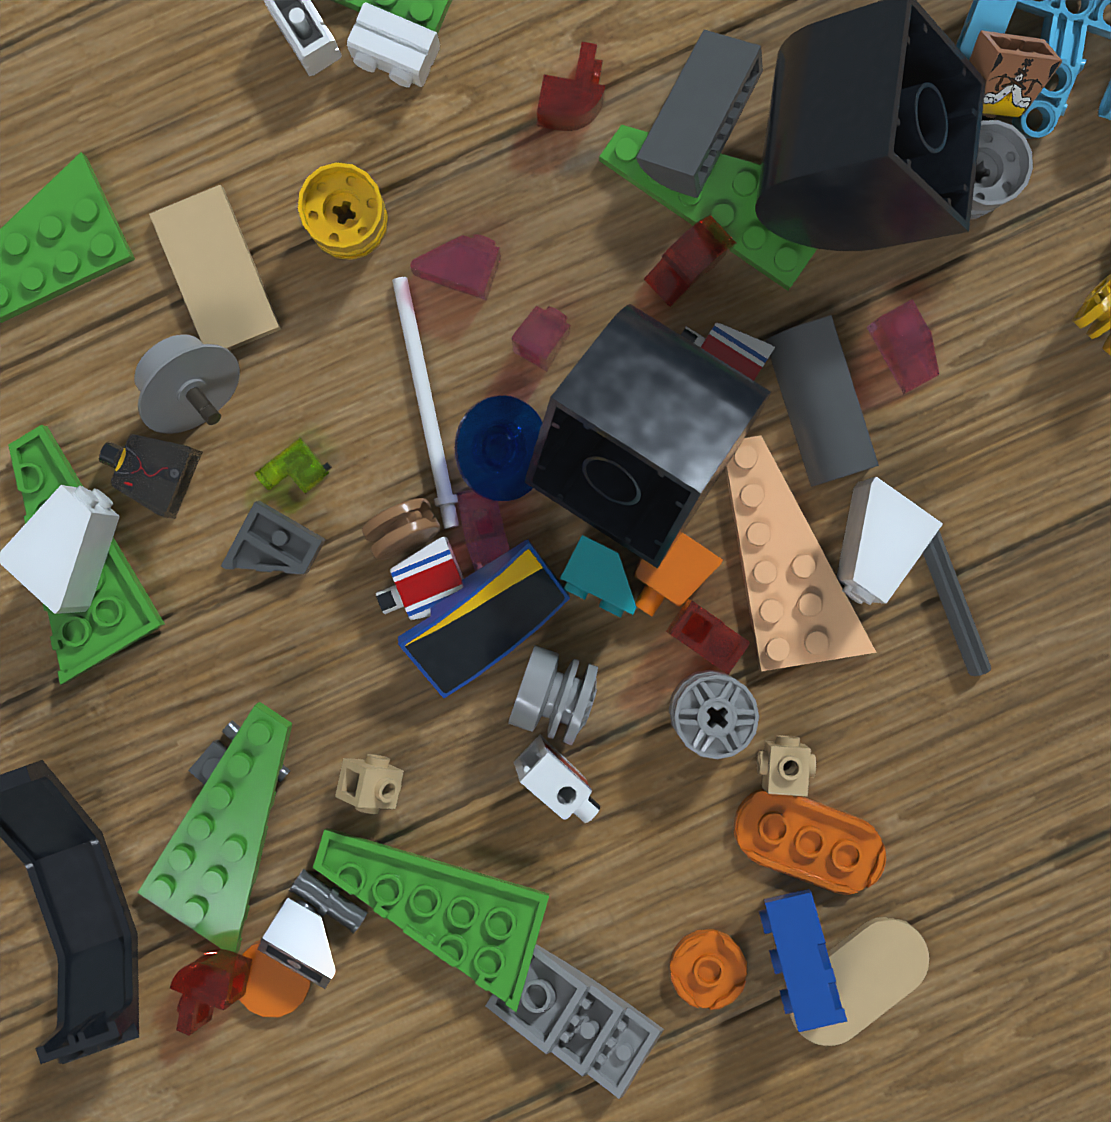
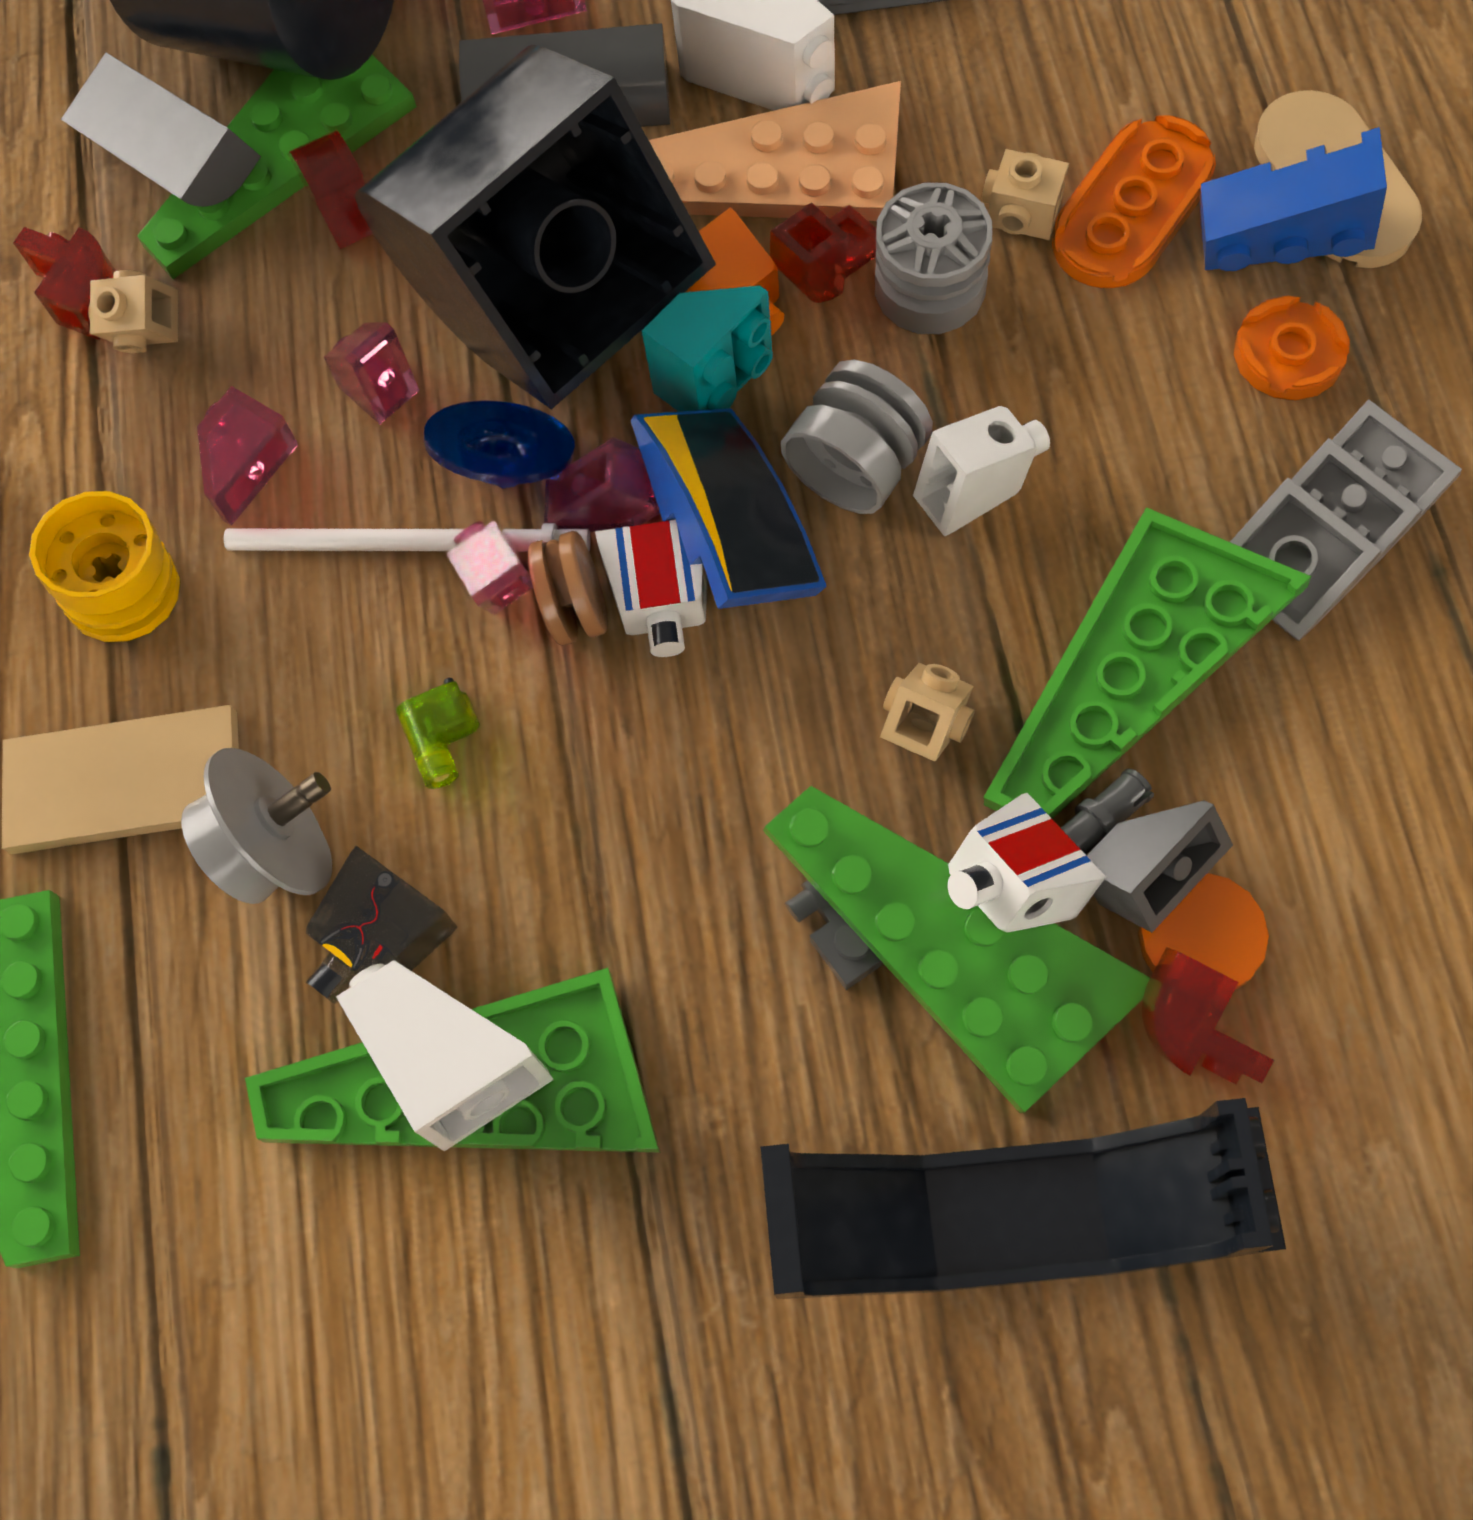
camera: 65 degrees left, 20 degrees down
(270, 864) = (1022, 869): none -> white torso
(273, 543) = (537, 781): dark grey wing -> none
(399, 475) = (490, 566): none -> clear pink slope
(549, 151) = (133, 311): none -> tan brick

